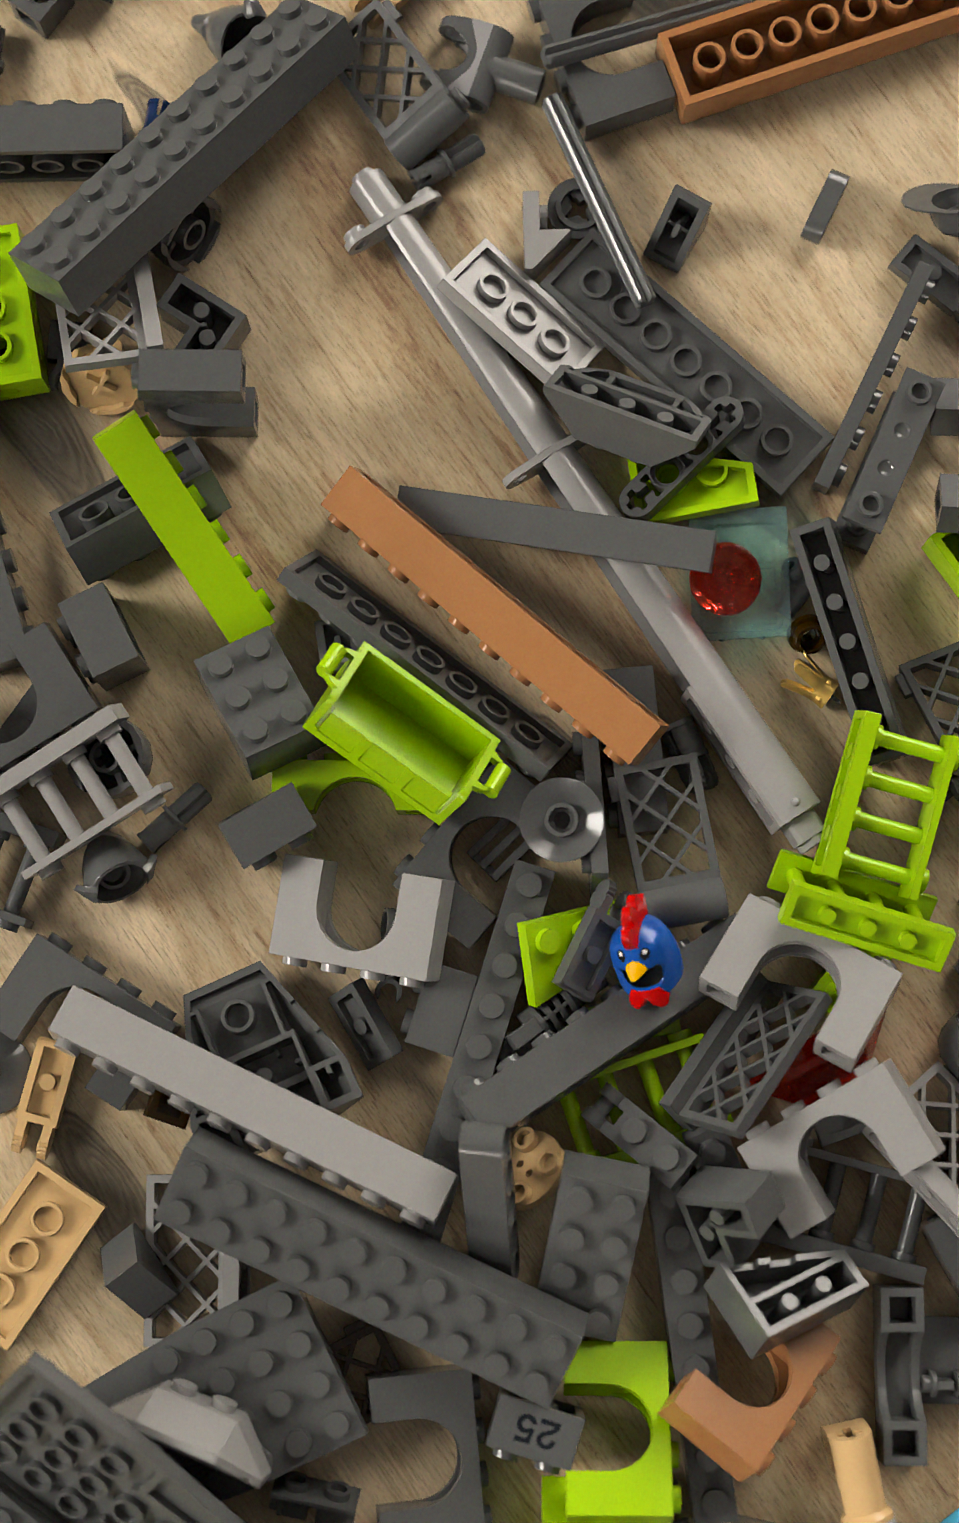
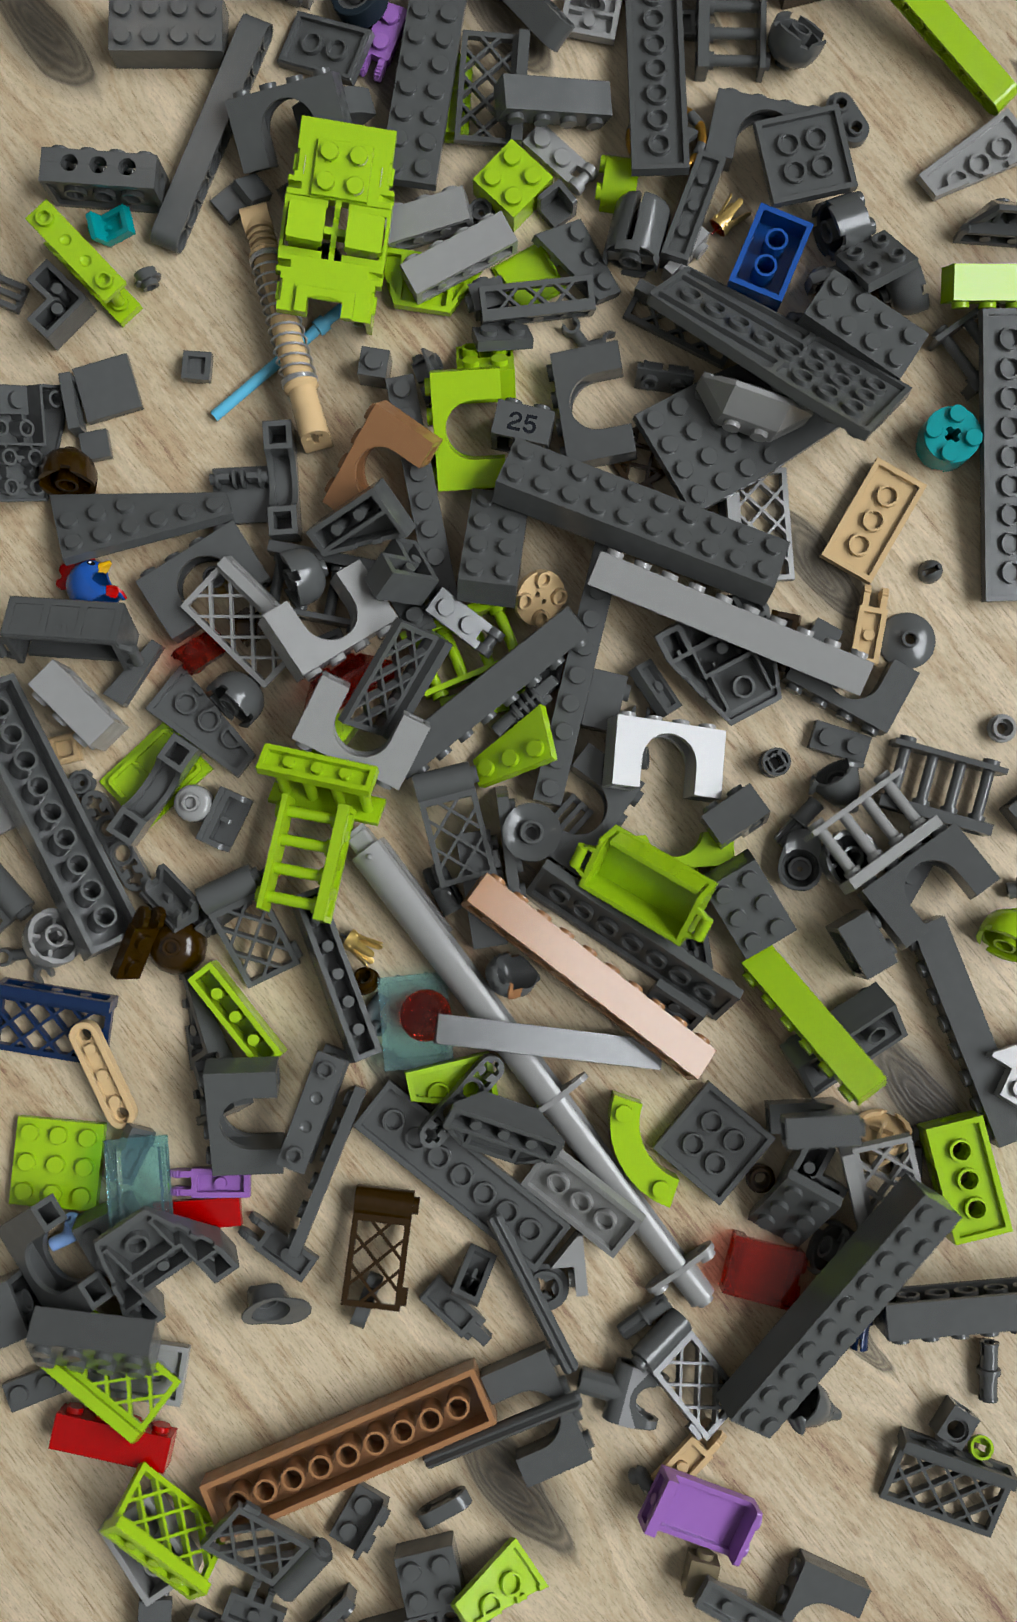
camera: 175 degrees right, 5 degrees up
(104, 929) = (838, 741): none -> dark grey plate
(136, 1273) = (797, 513): dark grey slope -> none
(182, 771) = (802, 854): none -> dark grey cap
(209, 907) = (769, 764): none -> dark grey wheel
(231, 286) = (795, 1208): none -> dark grey plate
(265, 324) = (766, 1184): none -> dark brown plate
(281, 209) = (762, 1271): none -> clear red panel
(333, 383) = (713, 1142): none -> dark grey plate
(369, 574) = (678, 1003): none -> dark grey plate
(442, 361) = (635, 1161): none -> lime brick
(489, 1195) = (564, 571): dark grey beam -> none
(589, 950) = (502, 751): dark grey hinge -> none
(600, 626) = (511, 975): none -> dark grey hair
(641, 944) = (472, 746): piece -> none
(702, 177) = (456, 1313): none -> dark grey hinge
(795, 326) = (381, 1206): none -> dark brown piece
(875, 1222) = (302, 575): none -> dark grey cylinder

